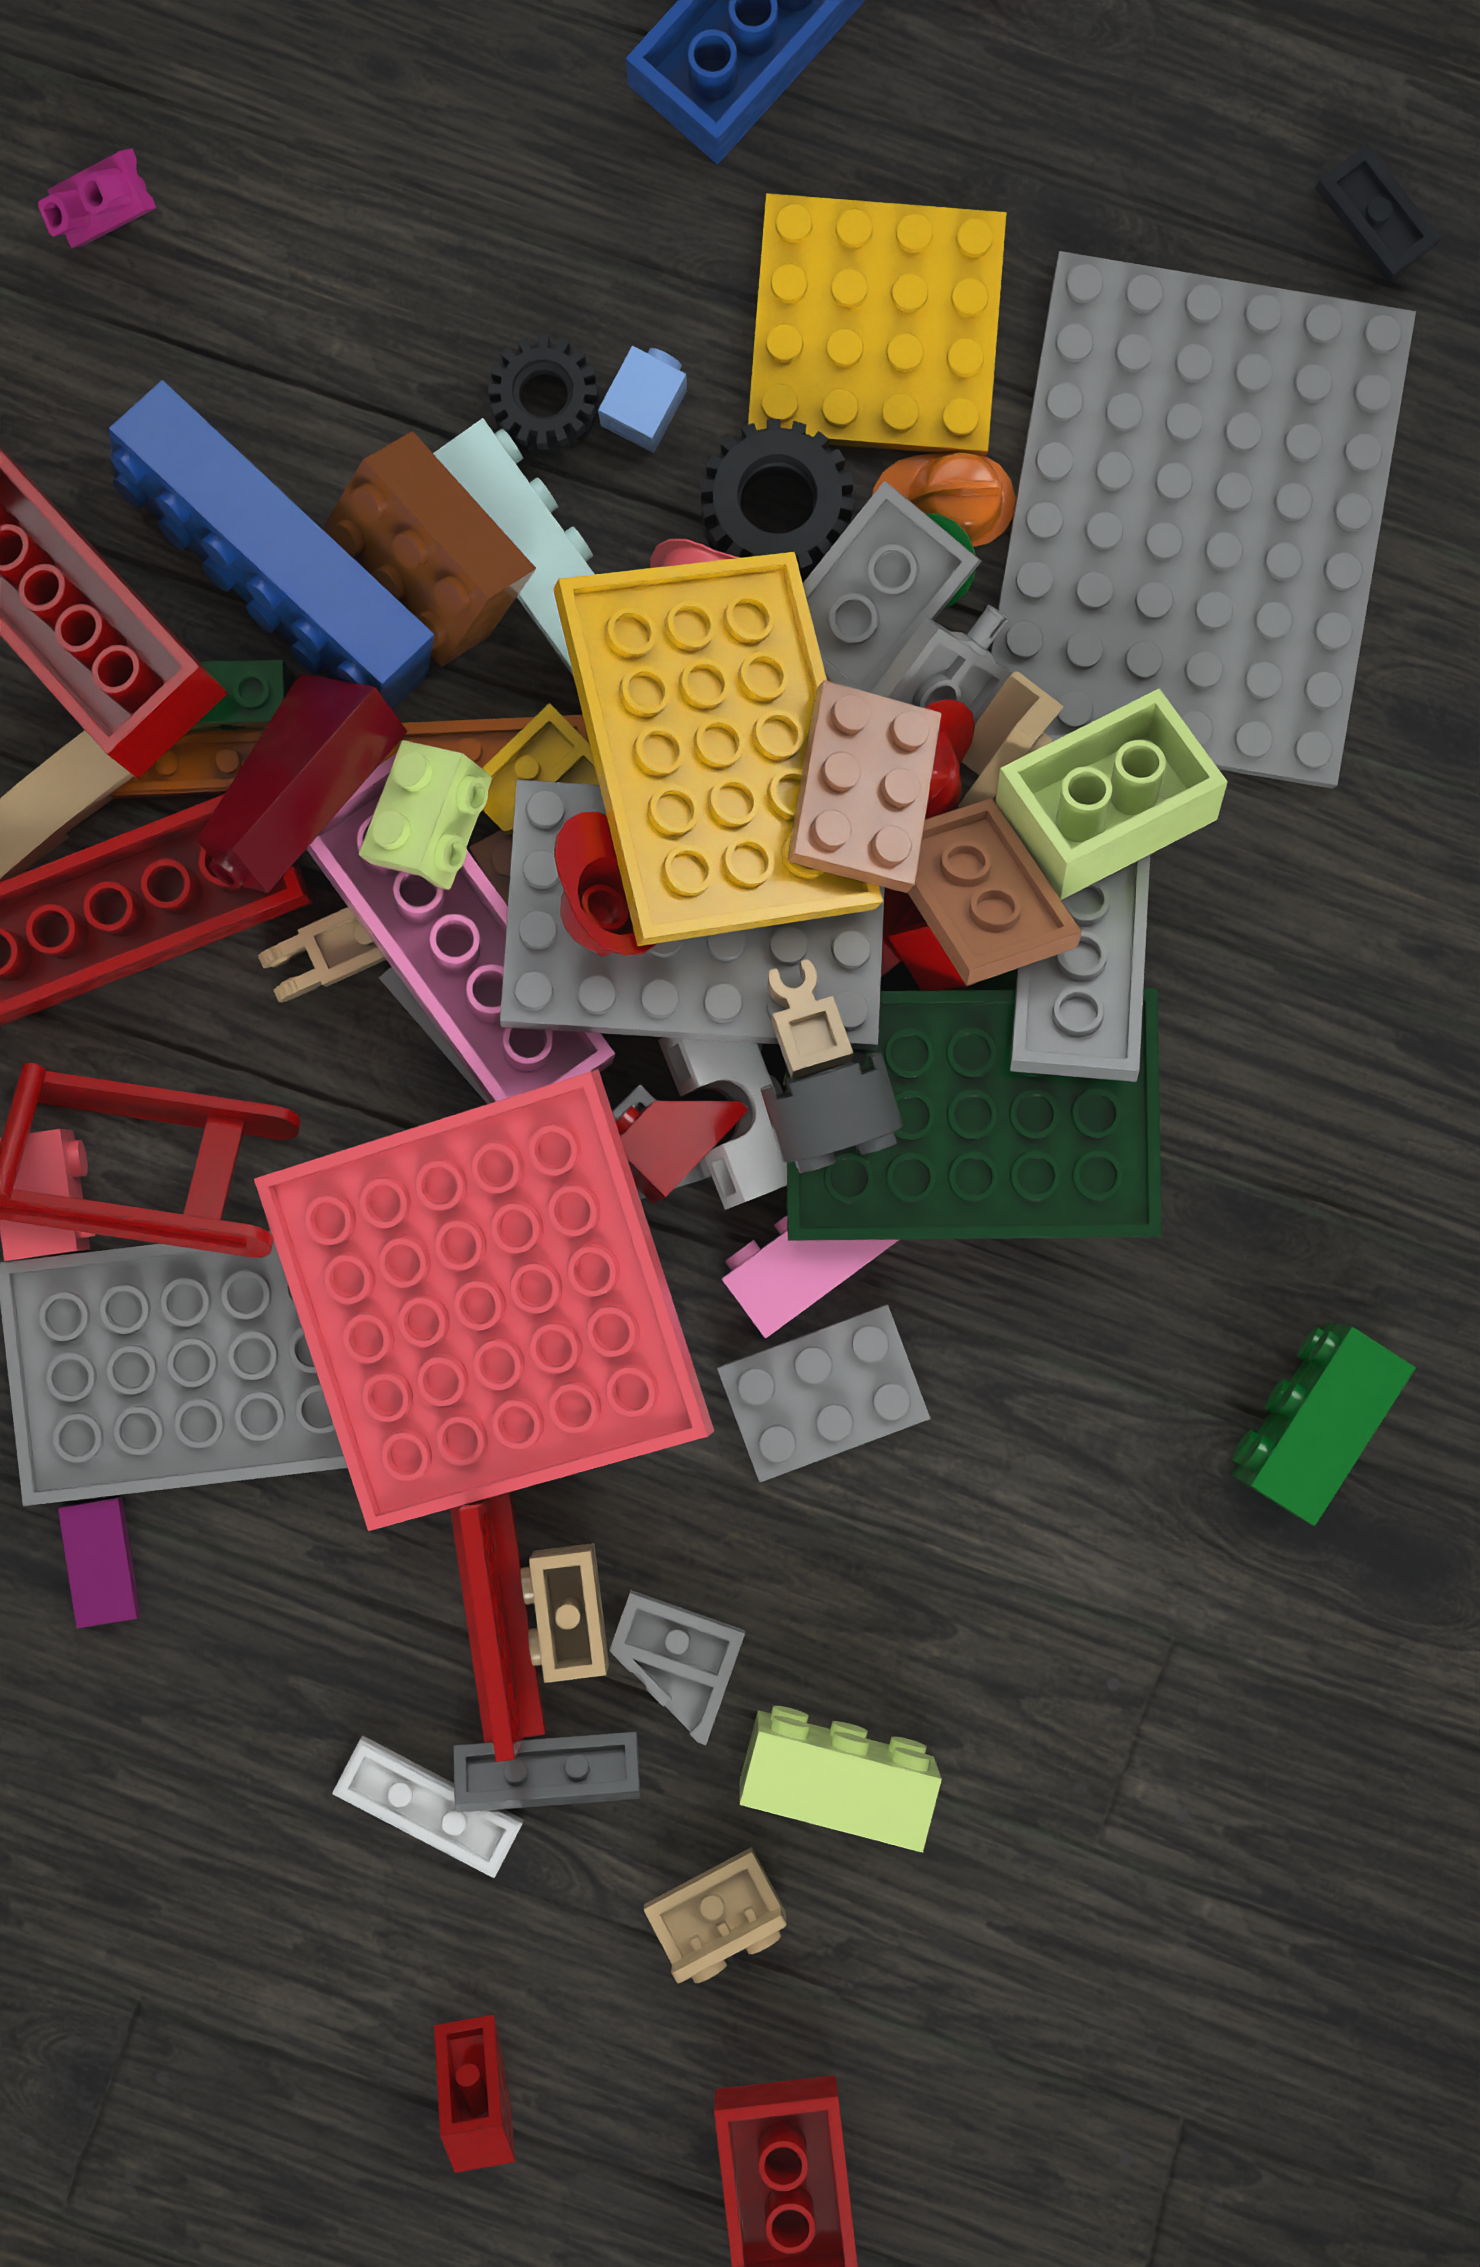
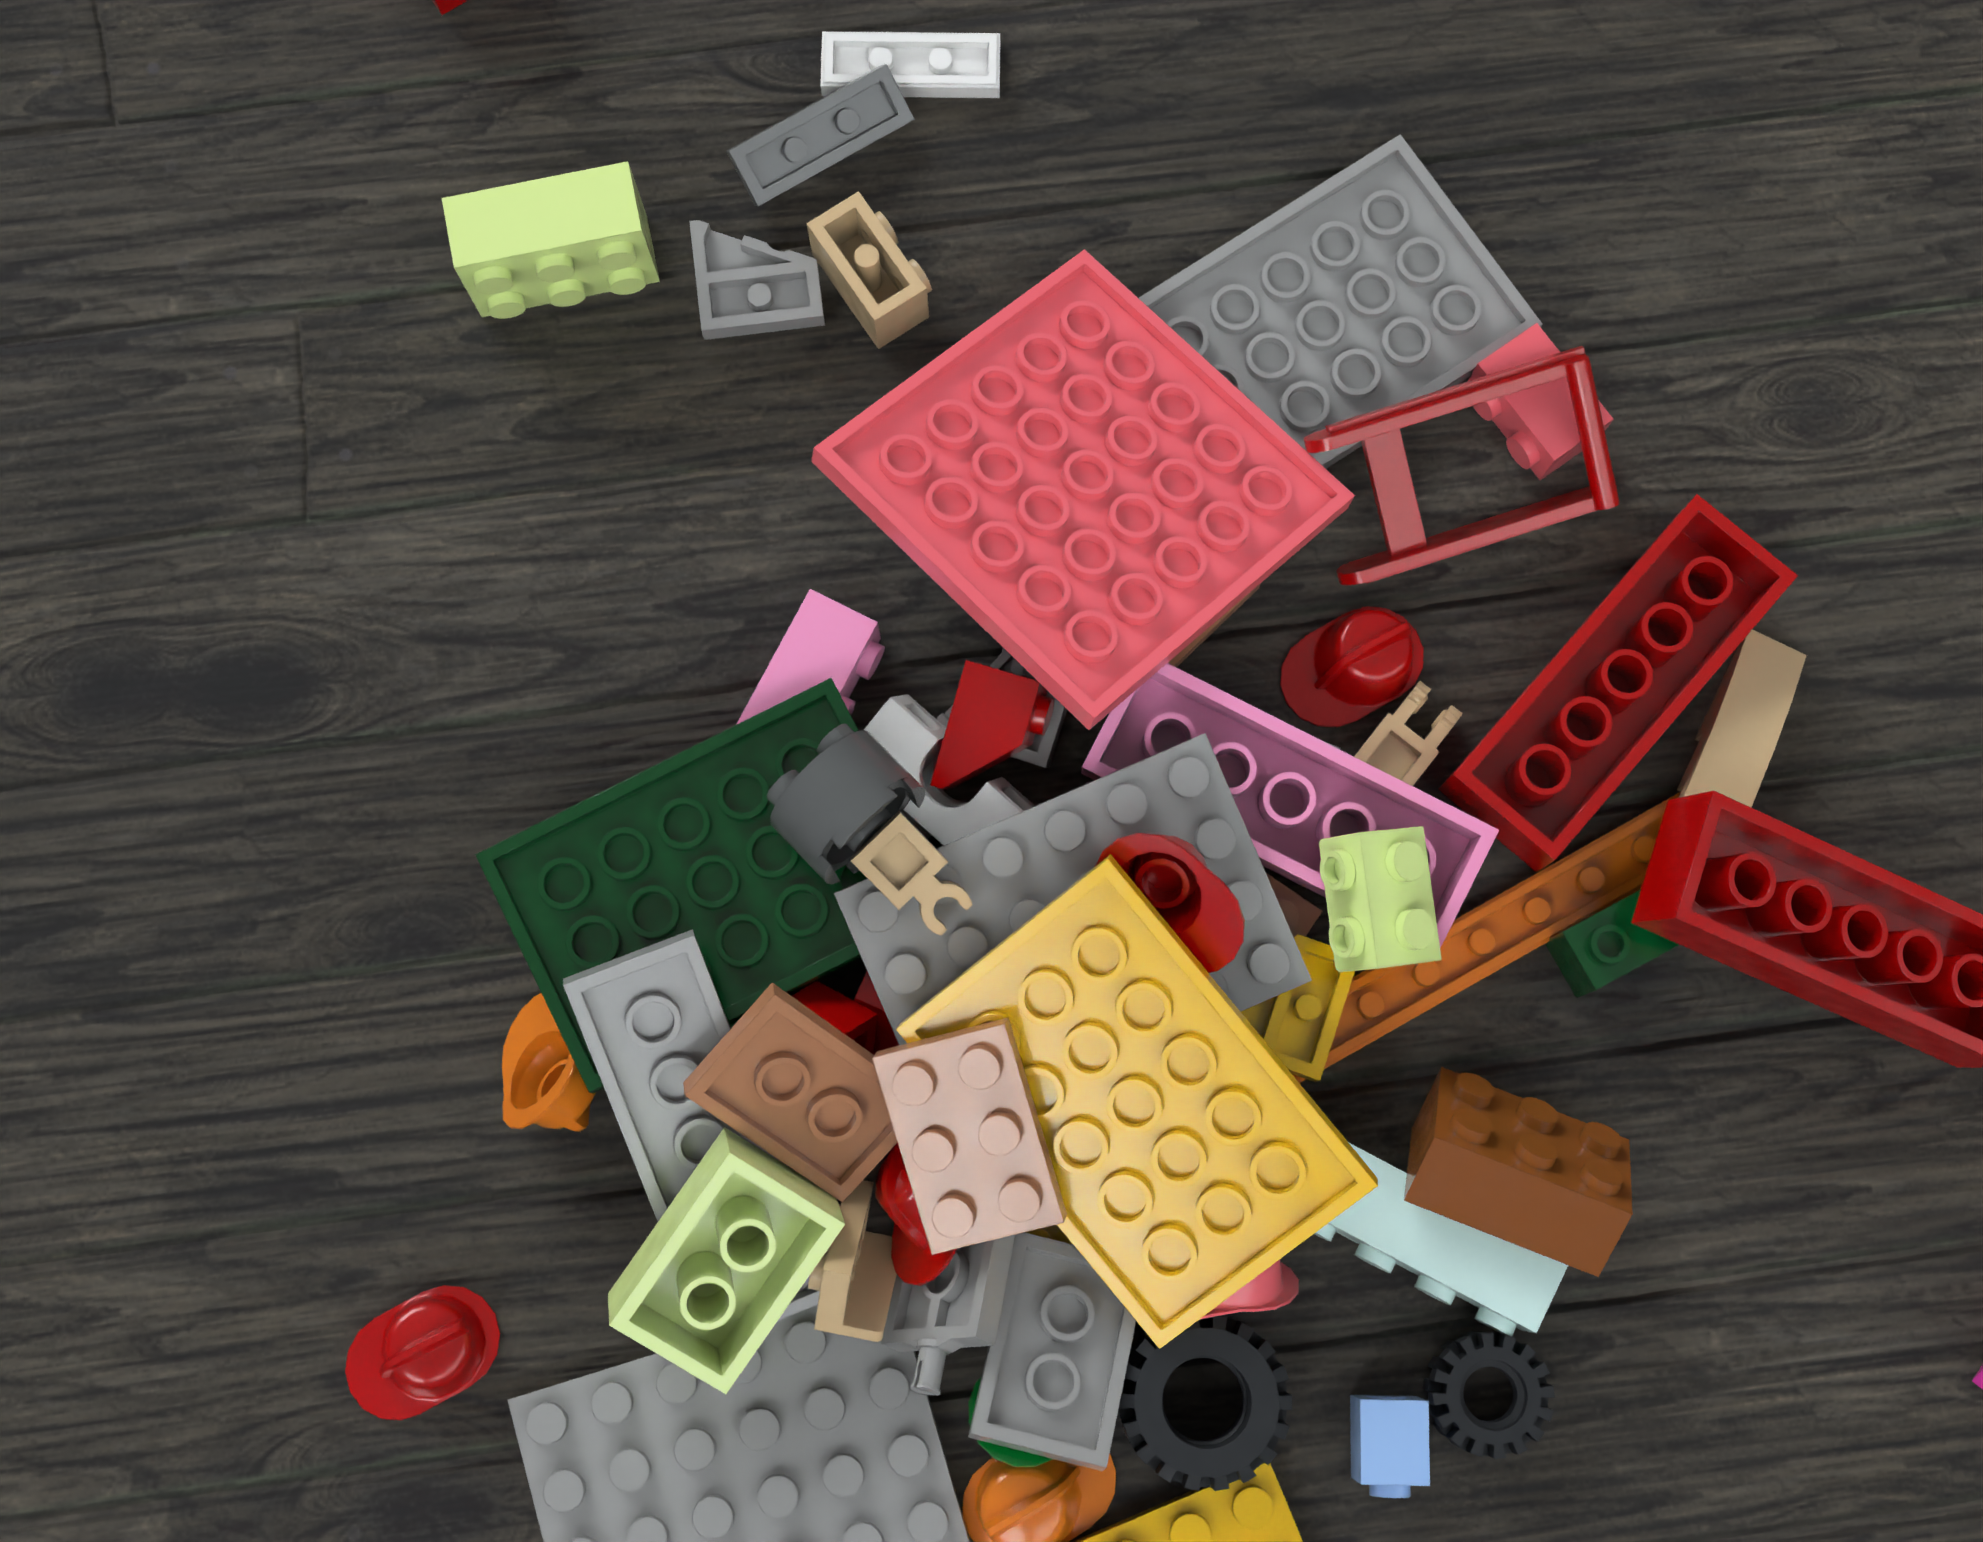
camera: 155 degrees right, 10 degrees down
(99, 1562) = (1306, 124): magenta tile -> none
(265, 548) = (1669, 1090): blue brick -> none
(298, 778) = (1520, 870): dark red slope -> none
(328, 1046) = (1351, 667): none -> red piece
(498, 1623) = (892, 180): red fence -> none
(717, 1917) = (607, 86): tan bracket -> none
(823, 1393) = (734, 578): light grey plate -> none
(1192, 1036) = (540, 1074): none -> orange piece
(1320, 1420) = (247, 764): green brick -> none
(1389, 861) = (422, 1352): none -> red piece

